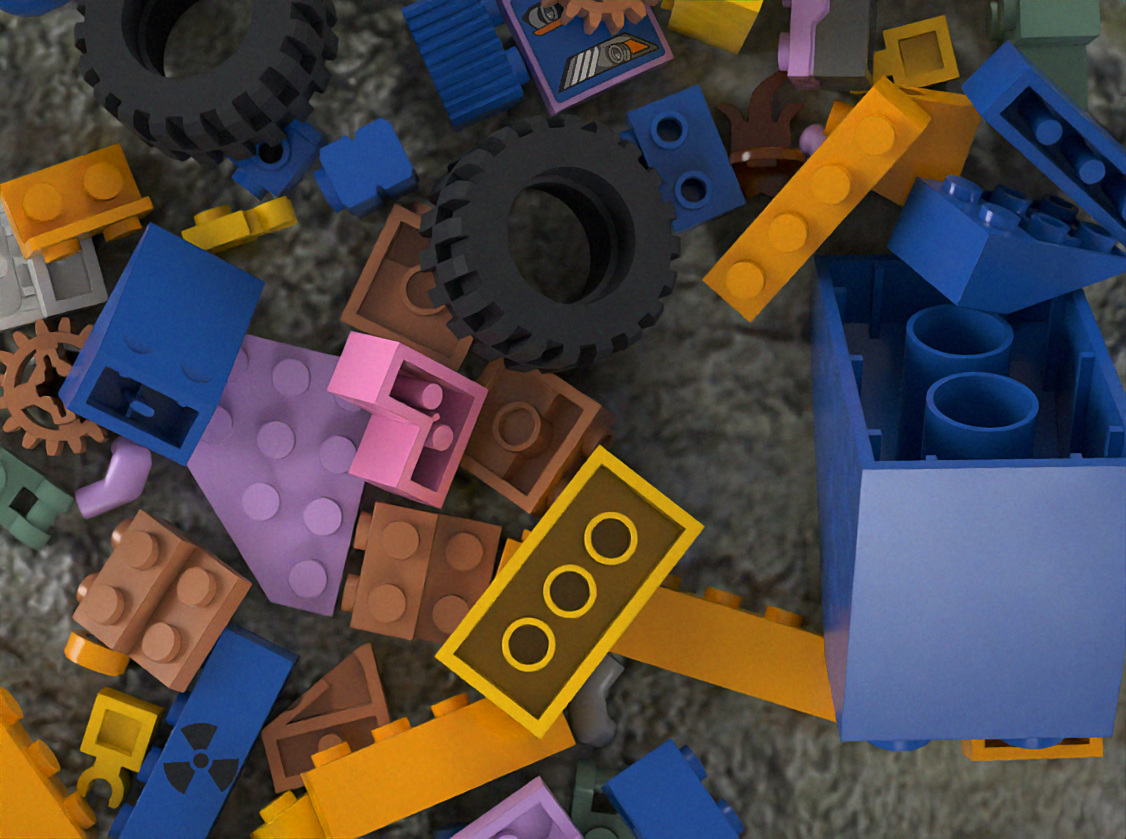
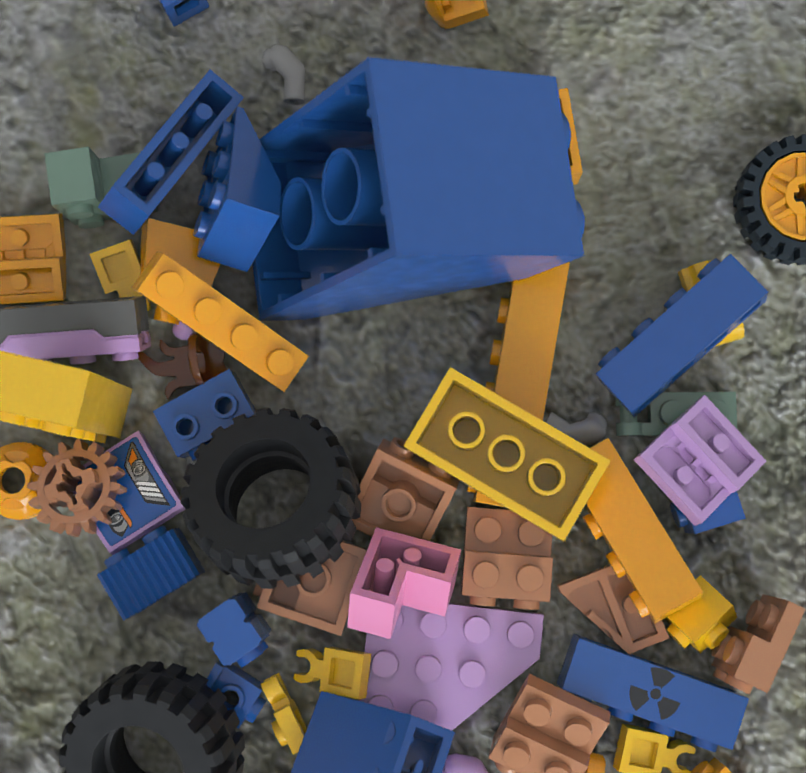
camera: 95 degrees left, 5 degrees down
(290, 311) = (340, 671): none -> yellow plate

